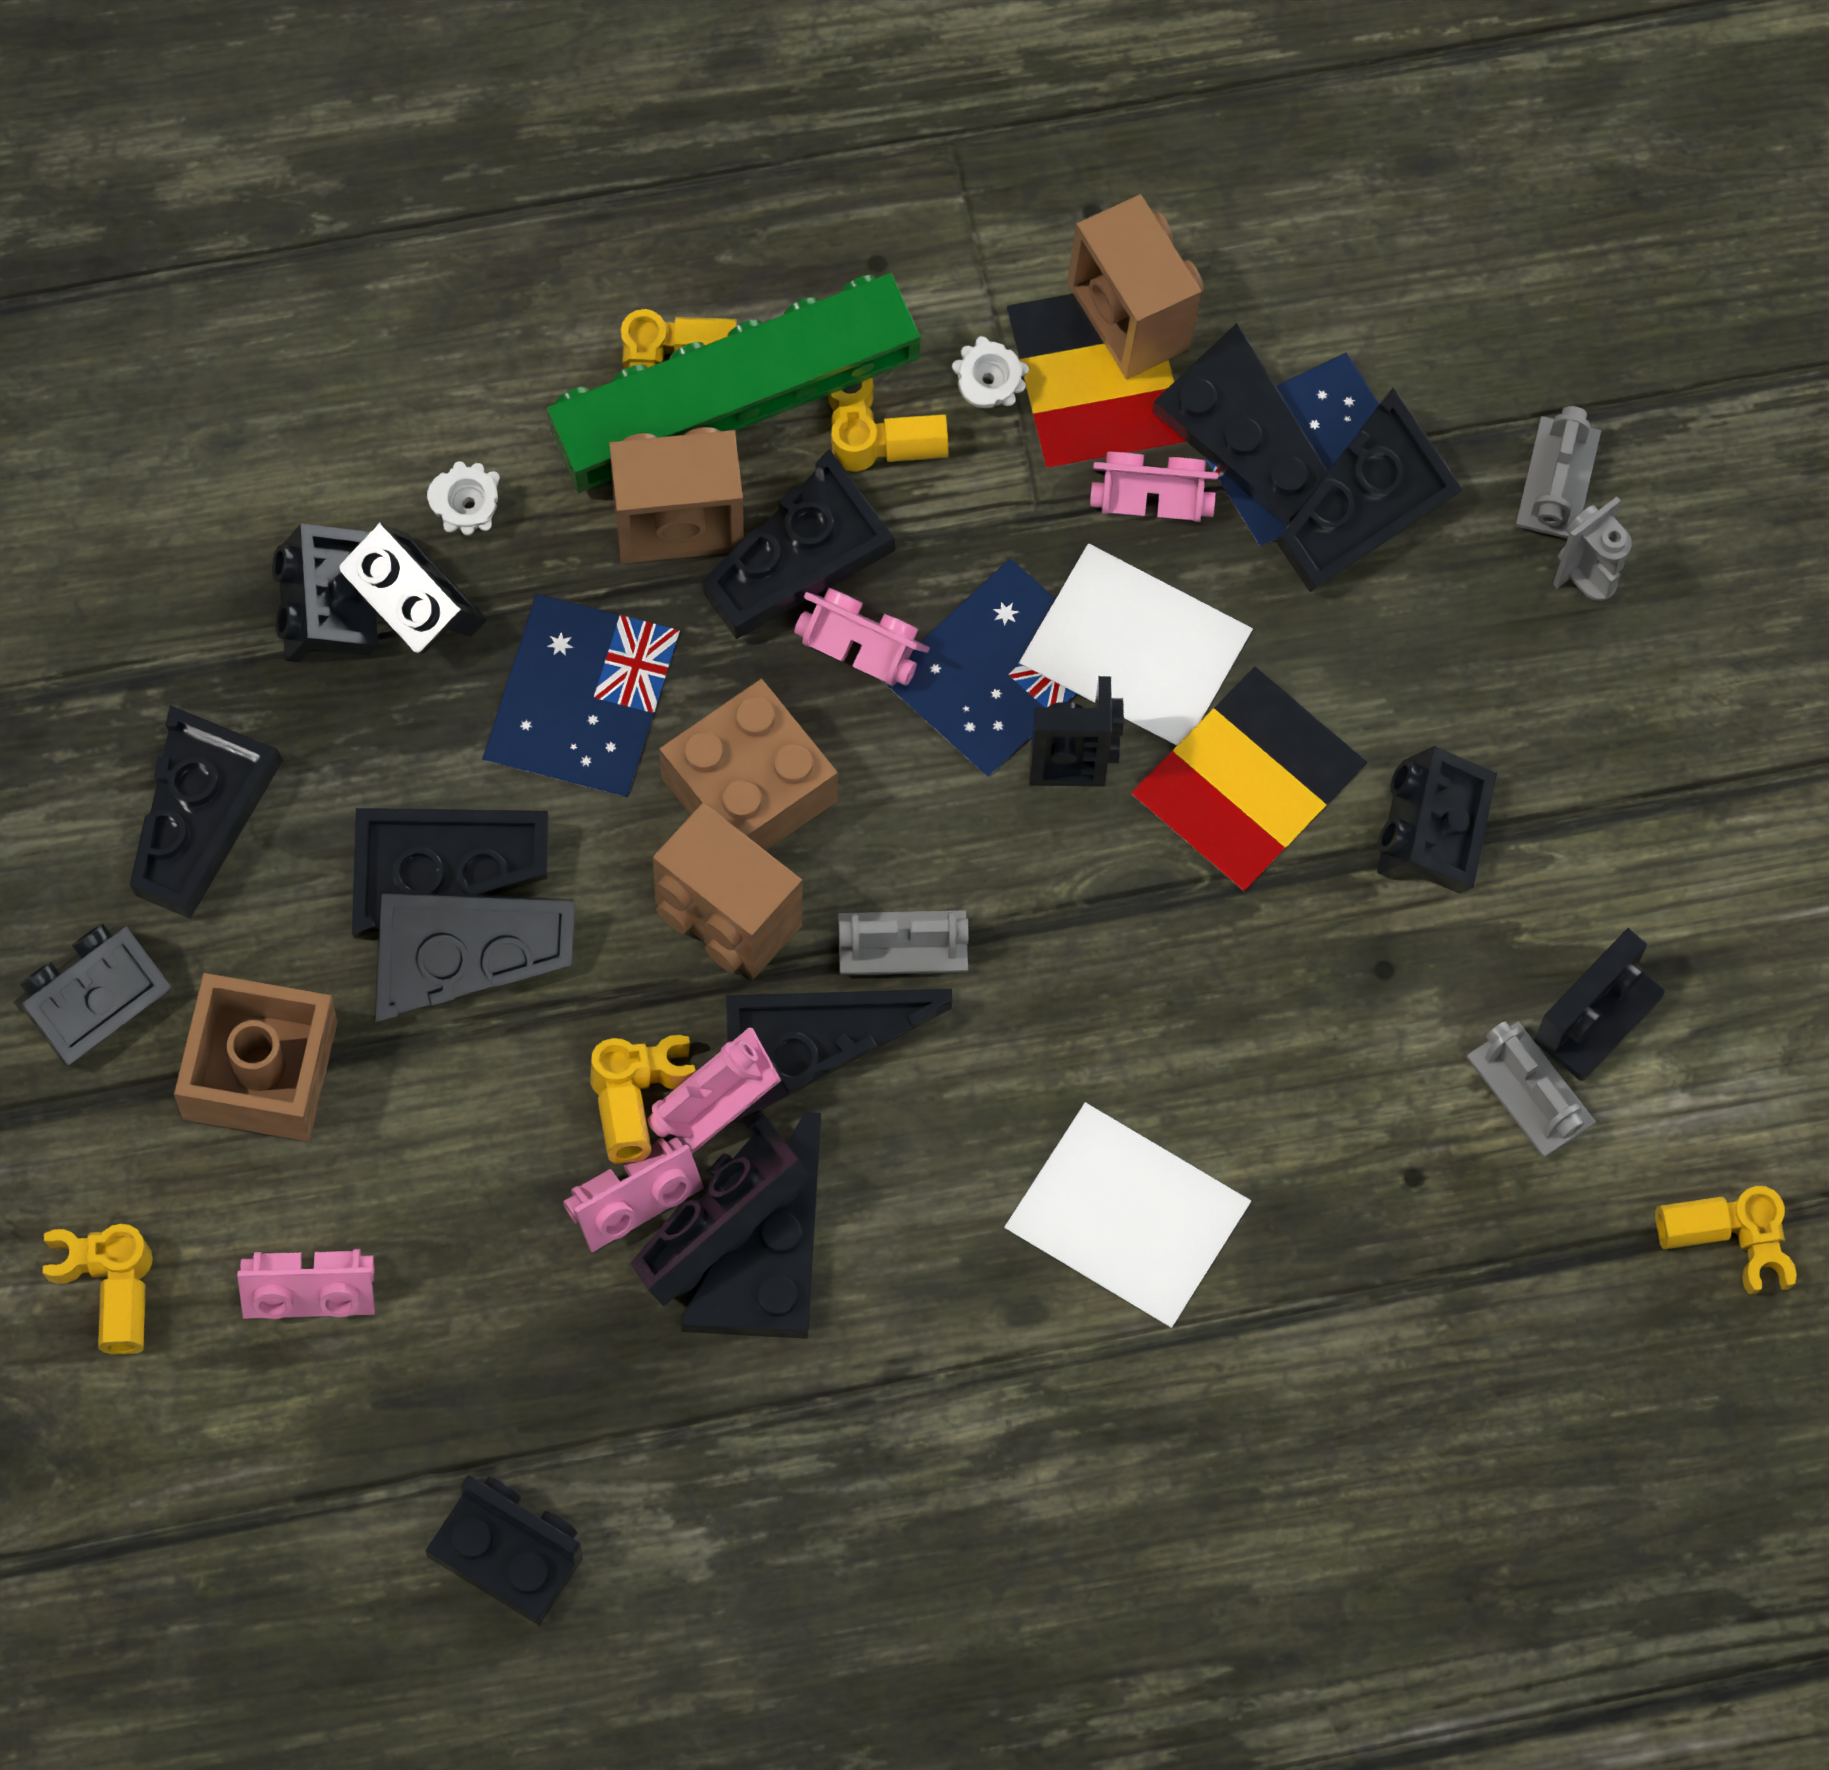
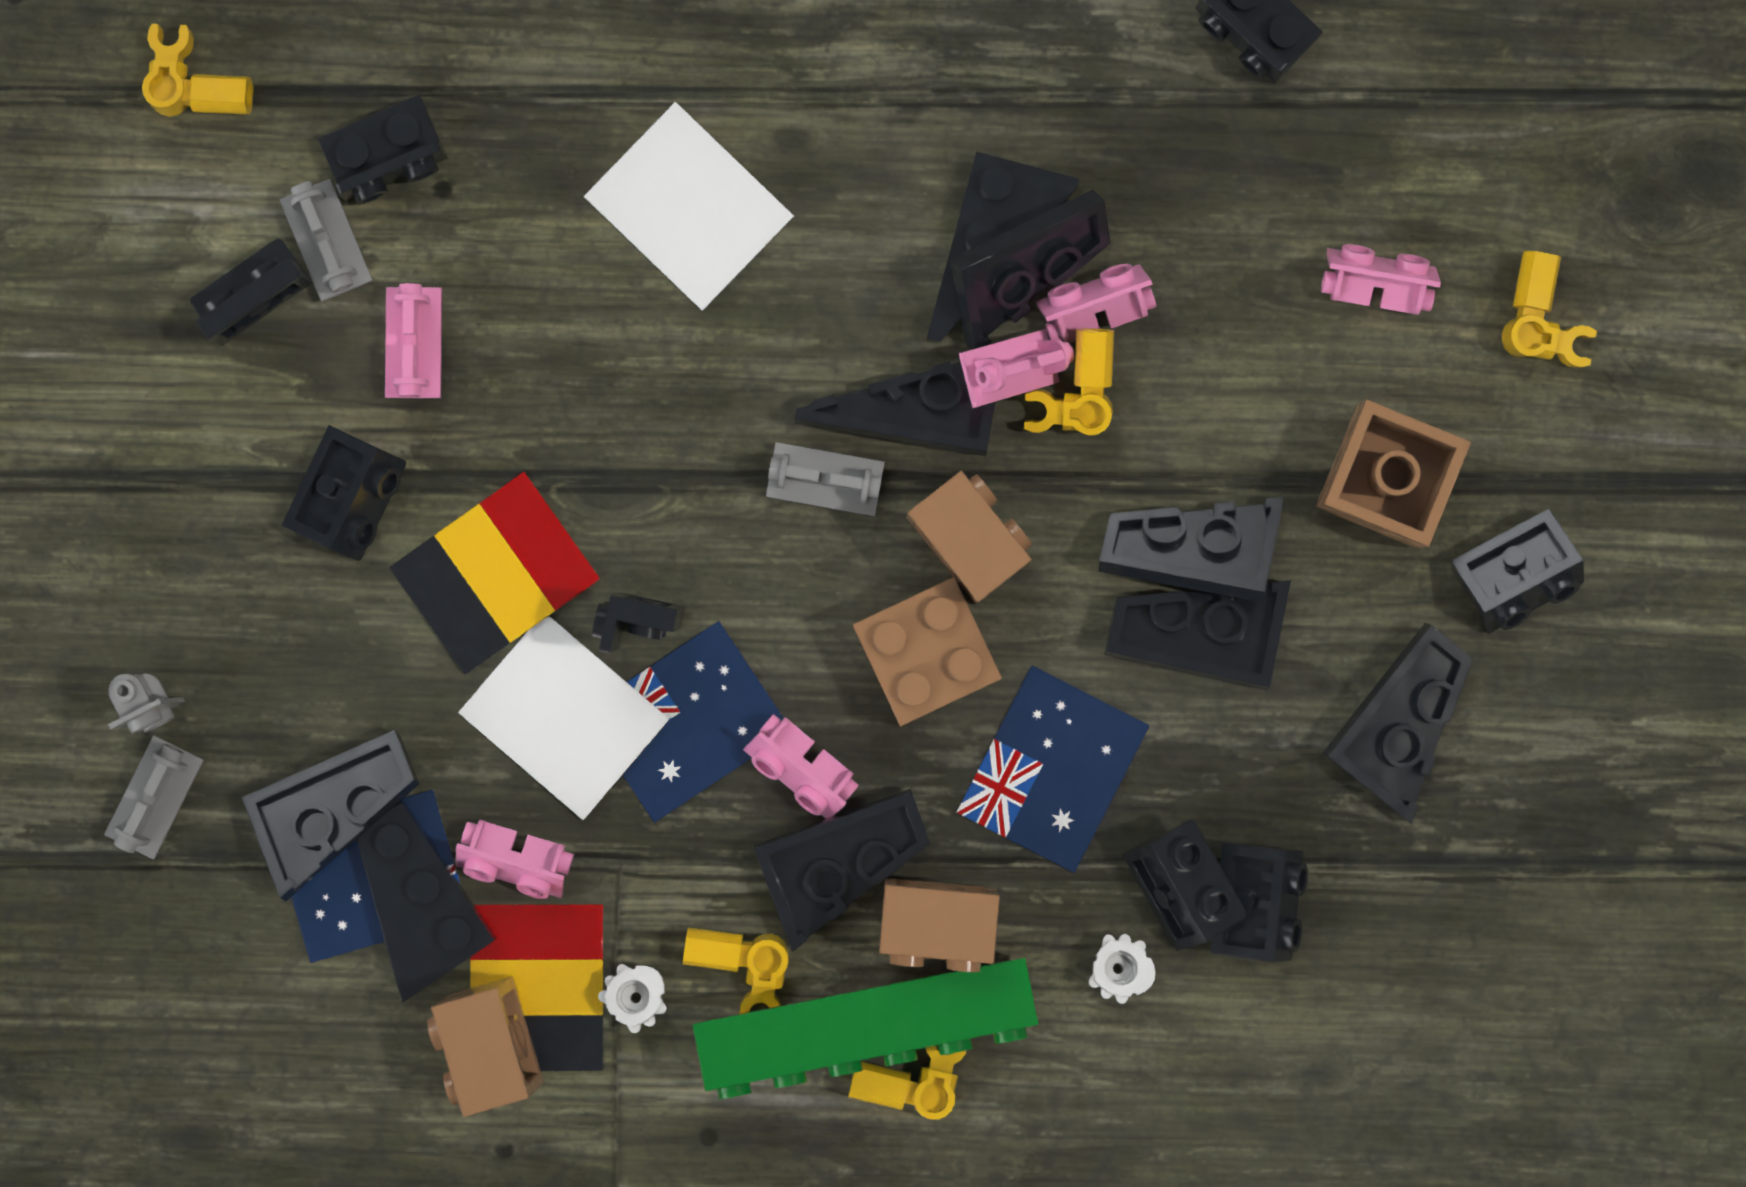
camera: 165 degrees left, 20 degrees up
(1402, 996) = (413, 341): none -> bright pink hinge
(1490, 1197) = (383, 150): none -> black bracket

